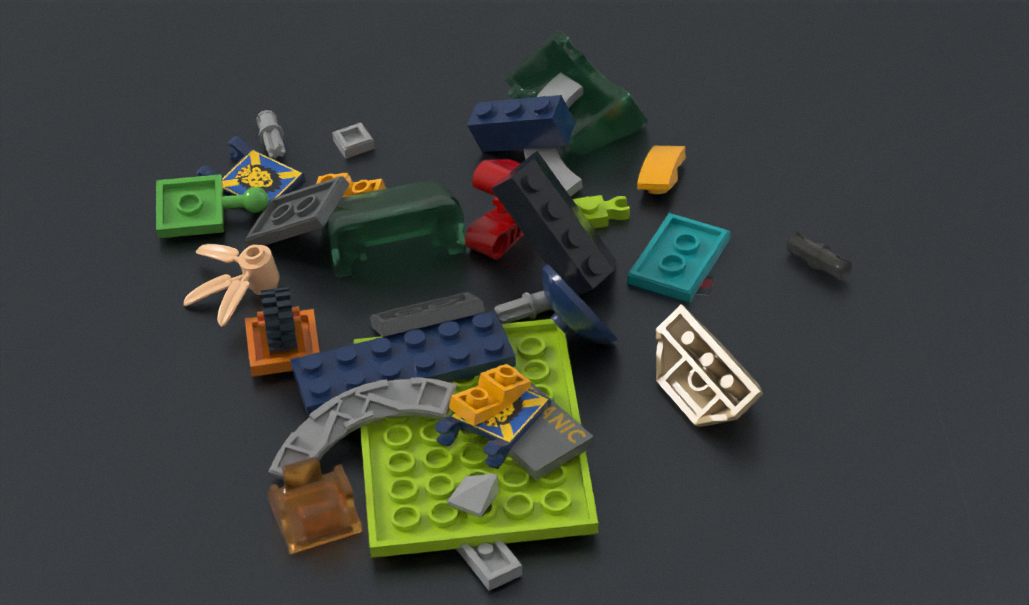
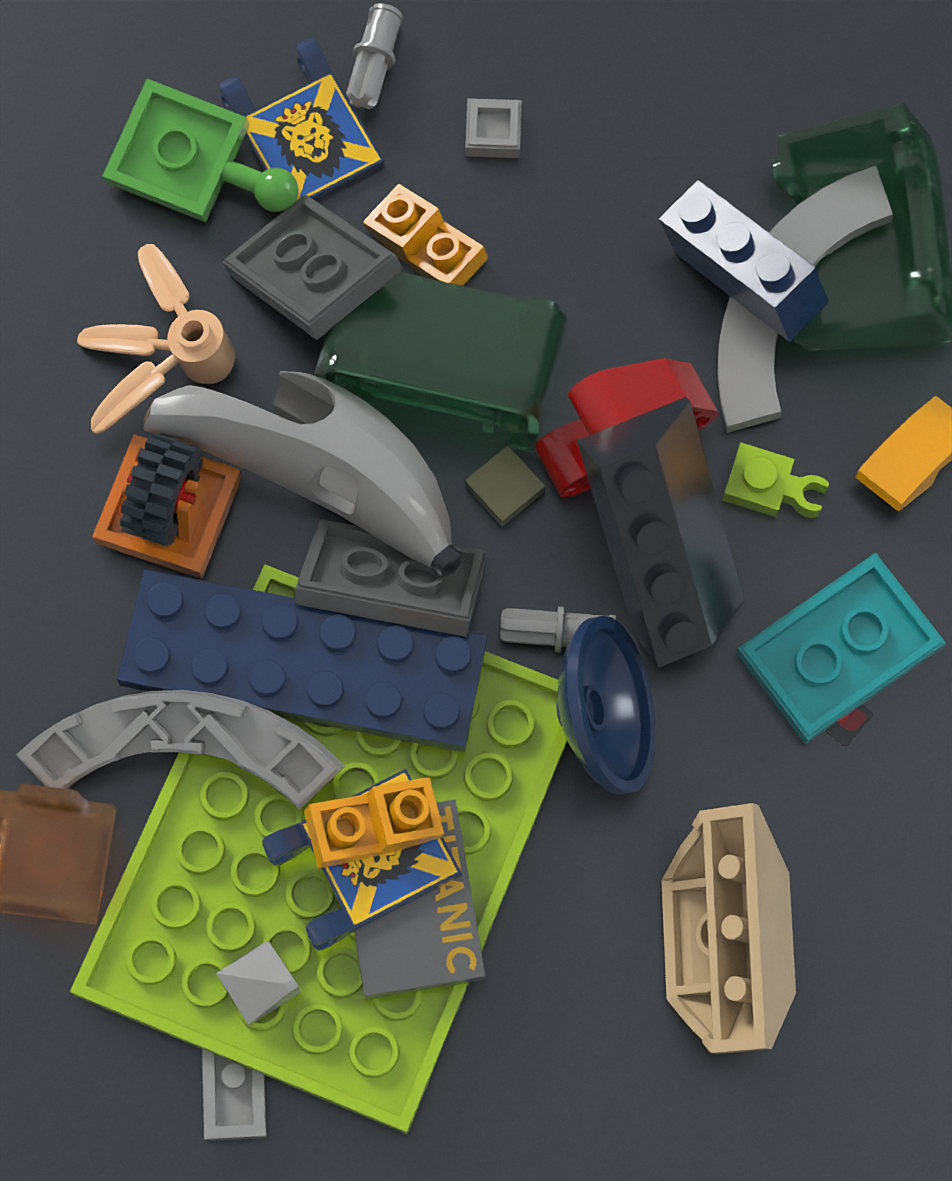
camera: 25 degrees right, 30 degrees up
(357, 278) = (325, 450): none -> light grey piece
(459, 266) = (504, 486): none -> olive tile

